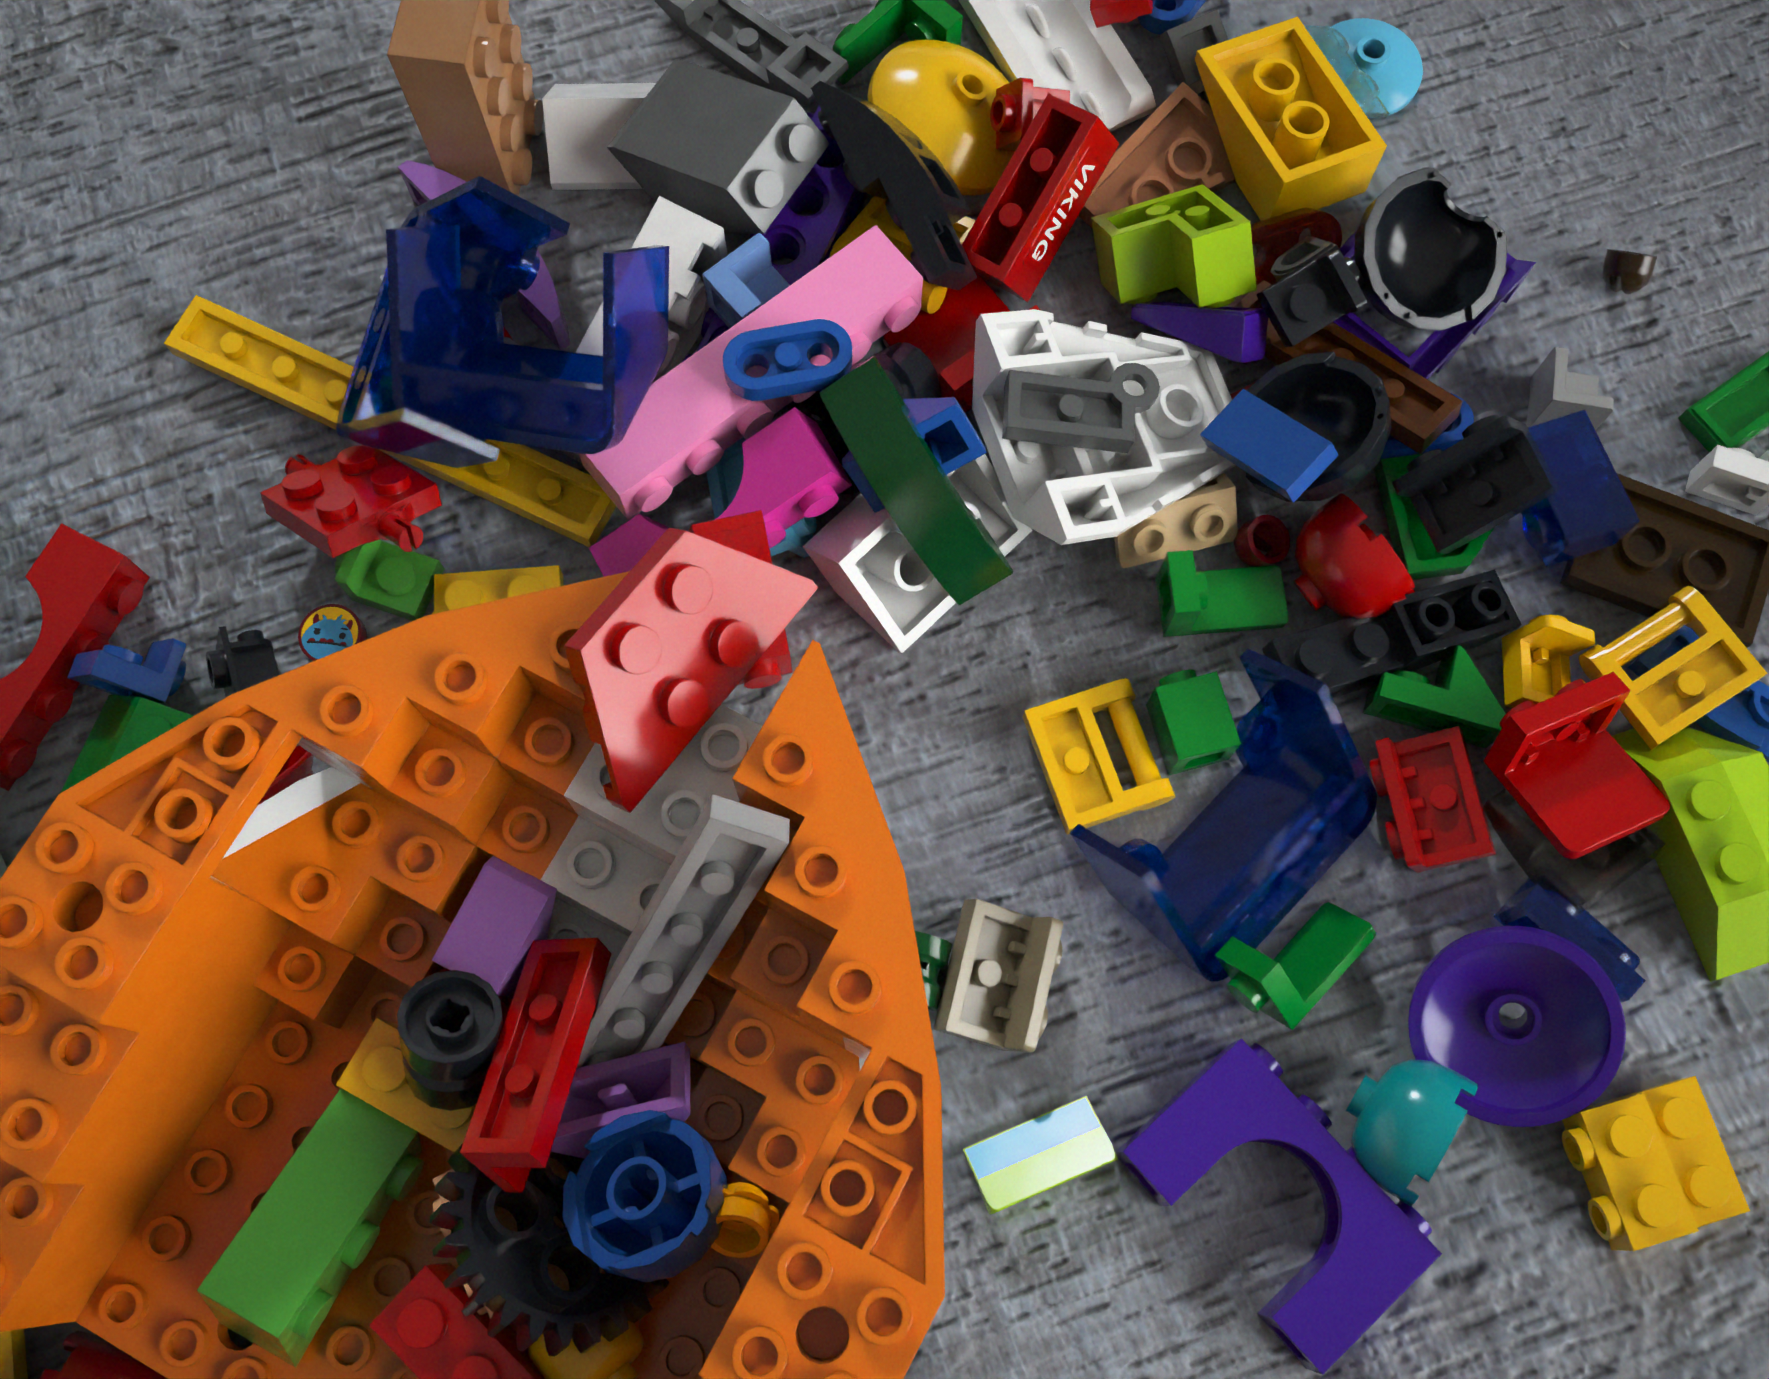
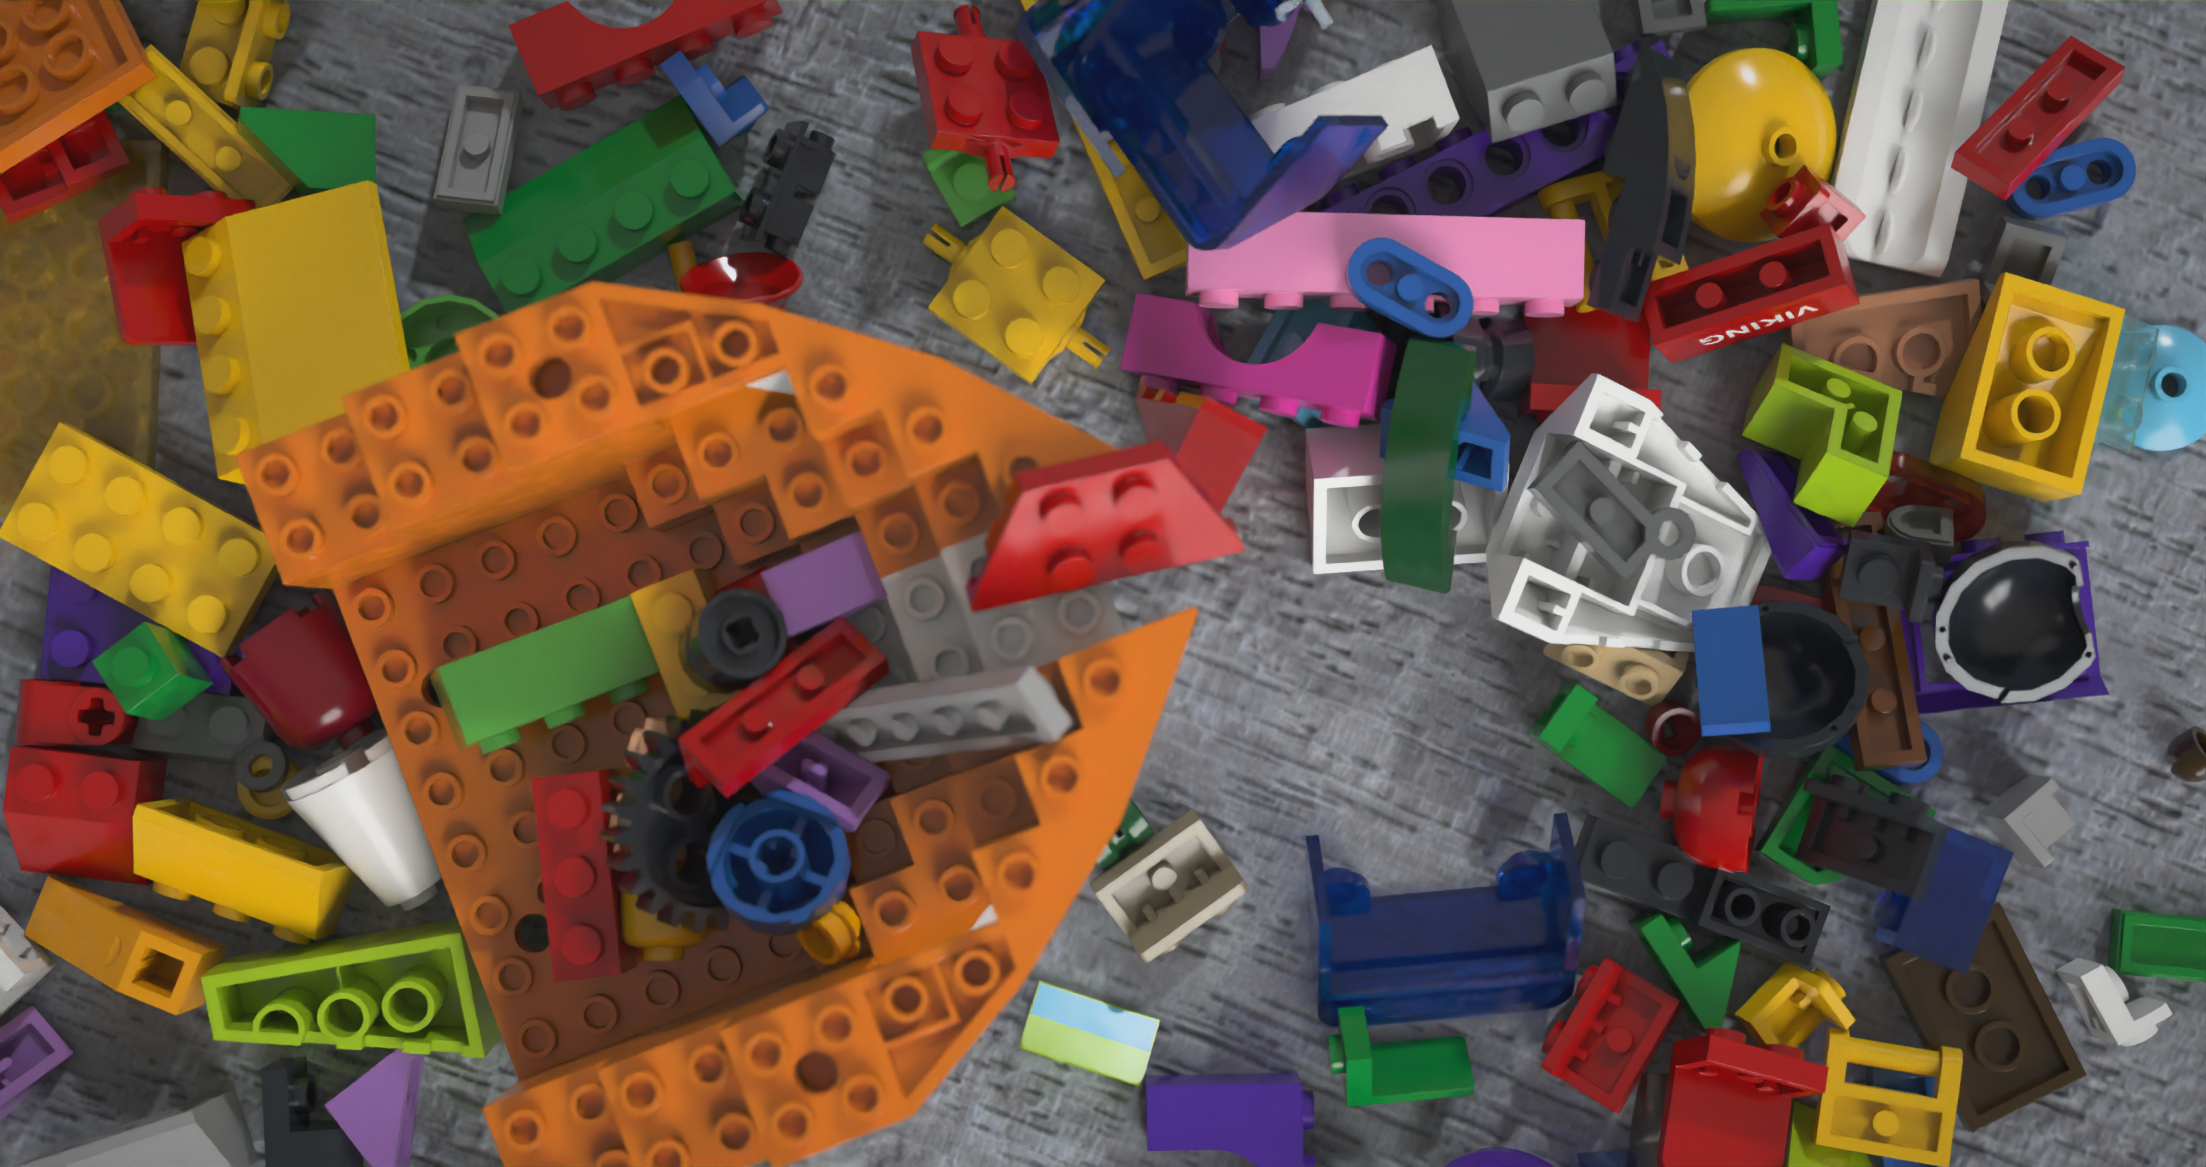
camera: 40 degrees right, 15 degrees up
(329, 630) = (886, 189): tile -> none
(743, 281) = (1441, 181): medium blue panel -> none
(1079, 762) = (1371, 776): yellow plate -> none
(1192, 721) = (1485, 820): green brick -> none

